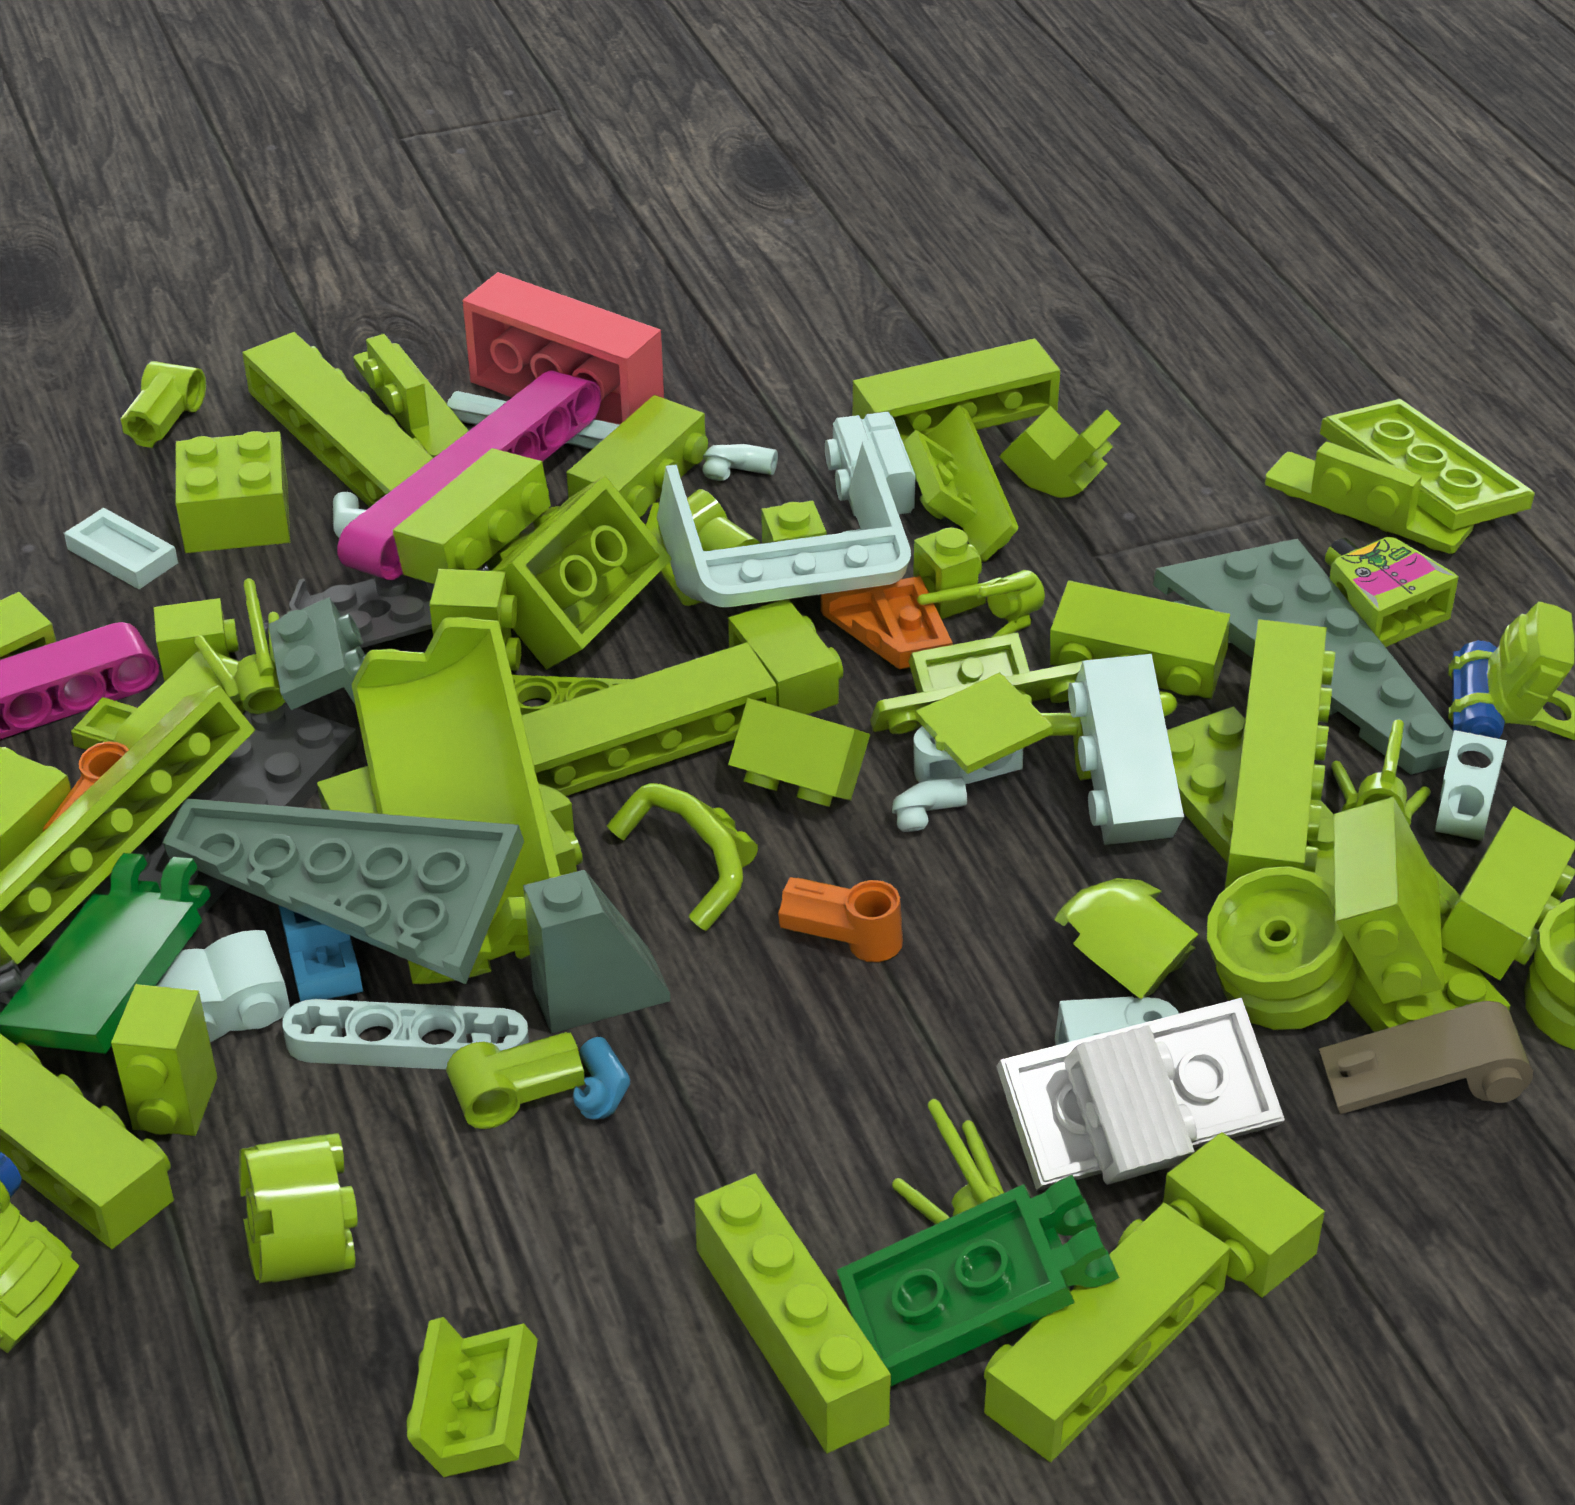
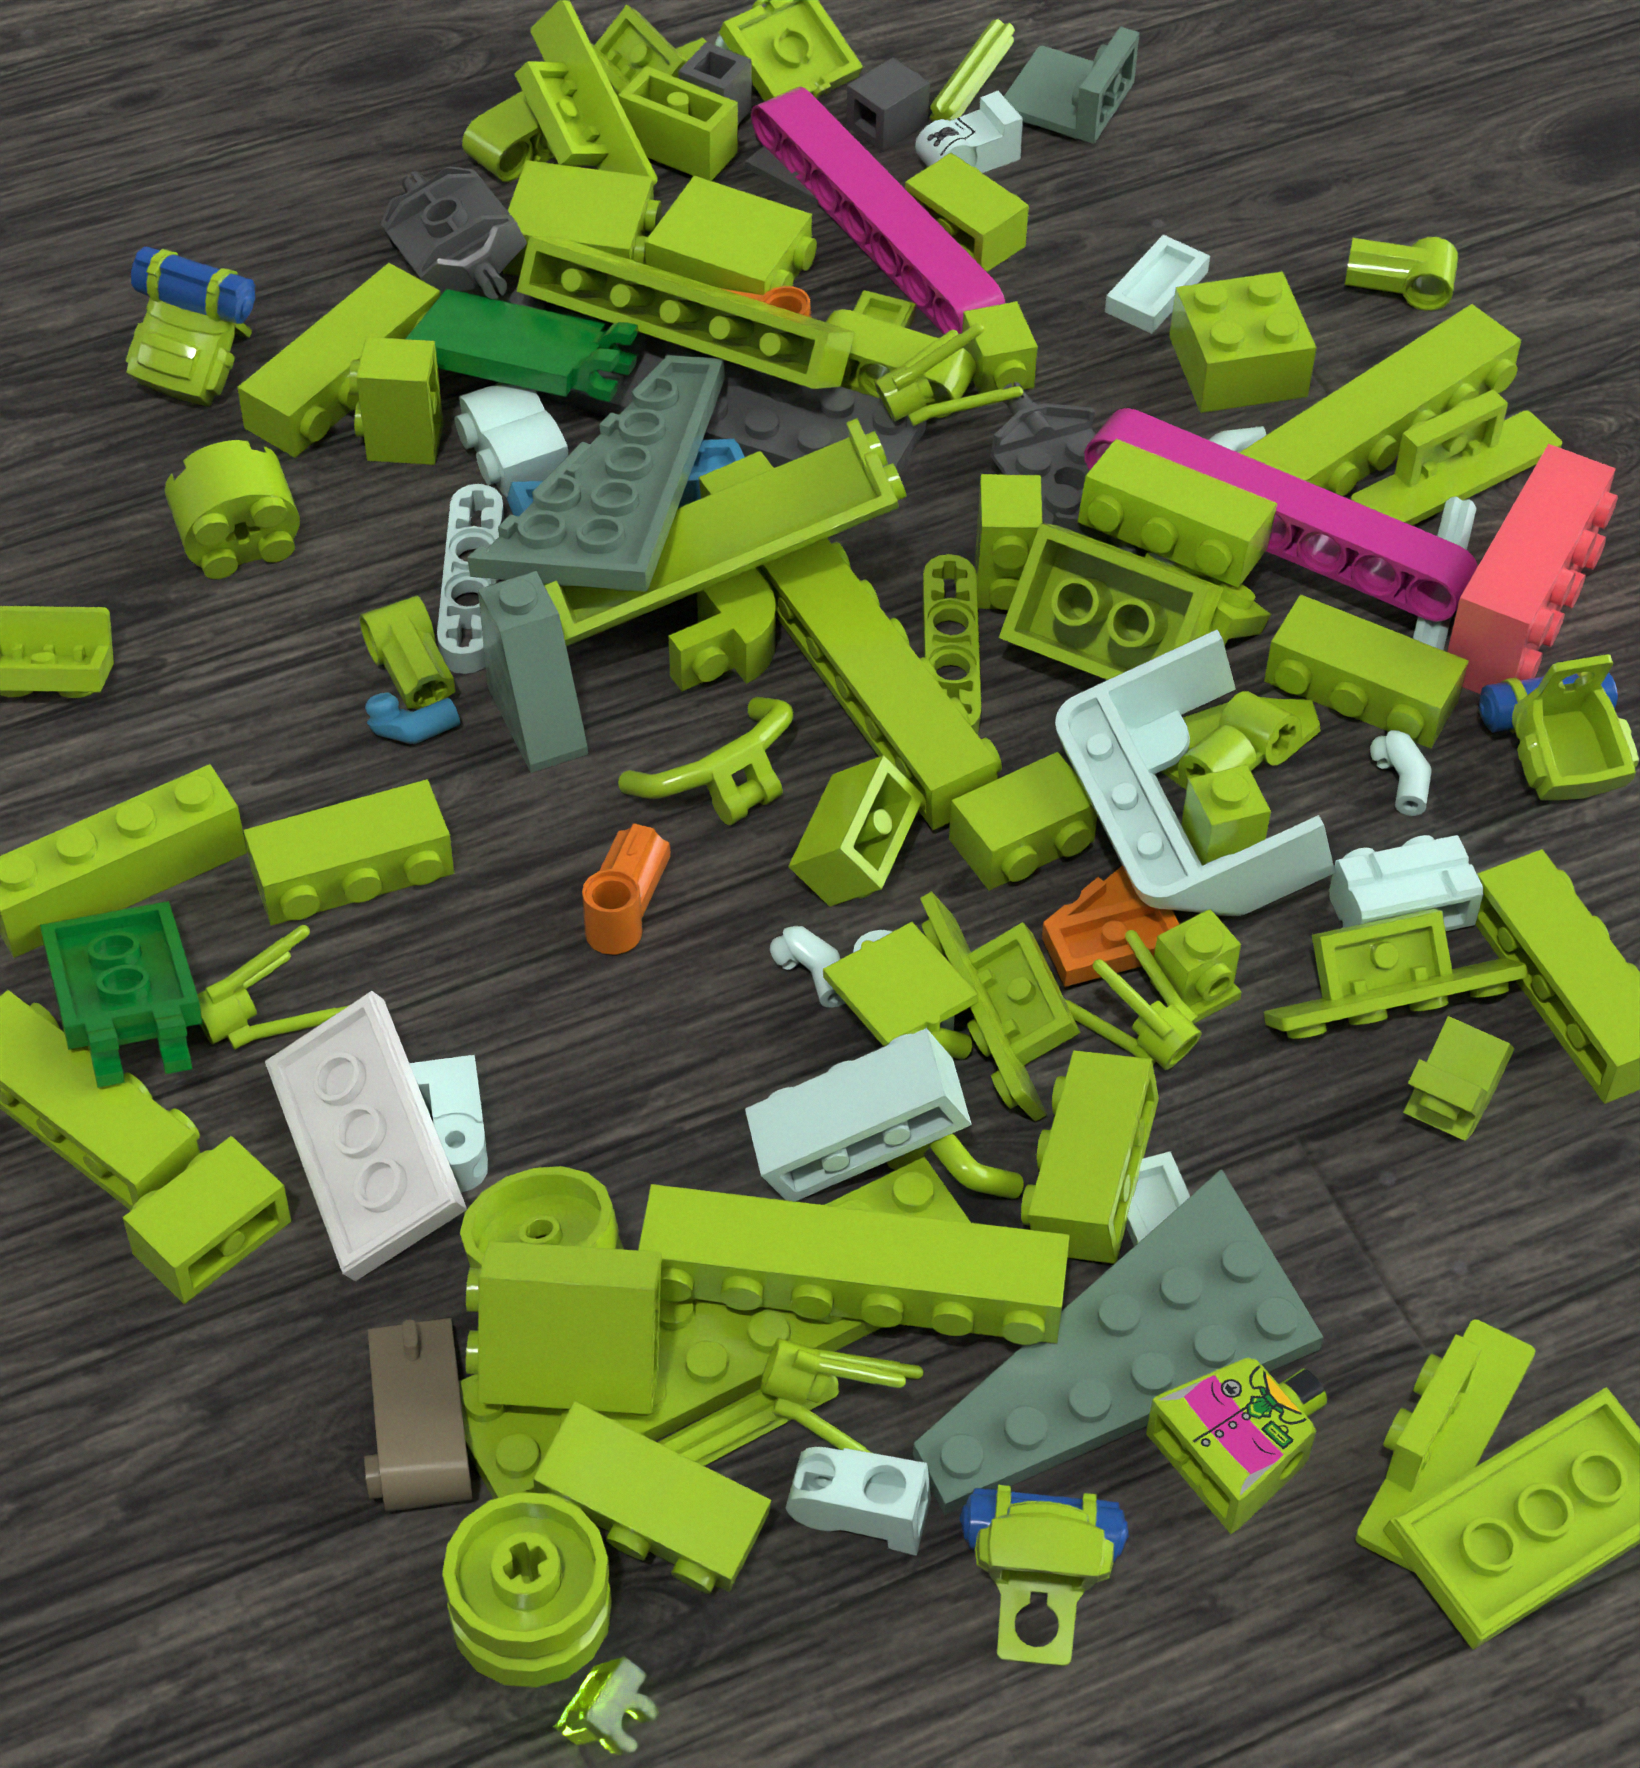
camera: 85 degrees right, 10 degrees up
(315, 652) = (935, 439): sand green bracket -> none
(719, 362) = (1565, 728): none -> lime piece
(790, 1116) = (349, 852): none -> lime brick
(1129, 933) = (571, 1110): lime brick -> none
(1130, 1104) = (313, 1101): white brick -> none

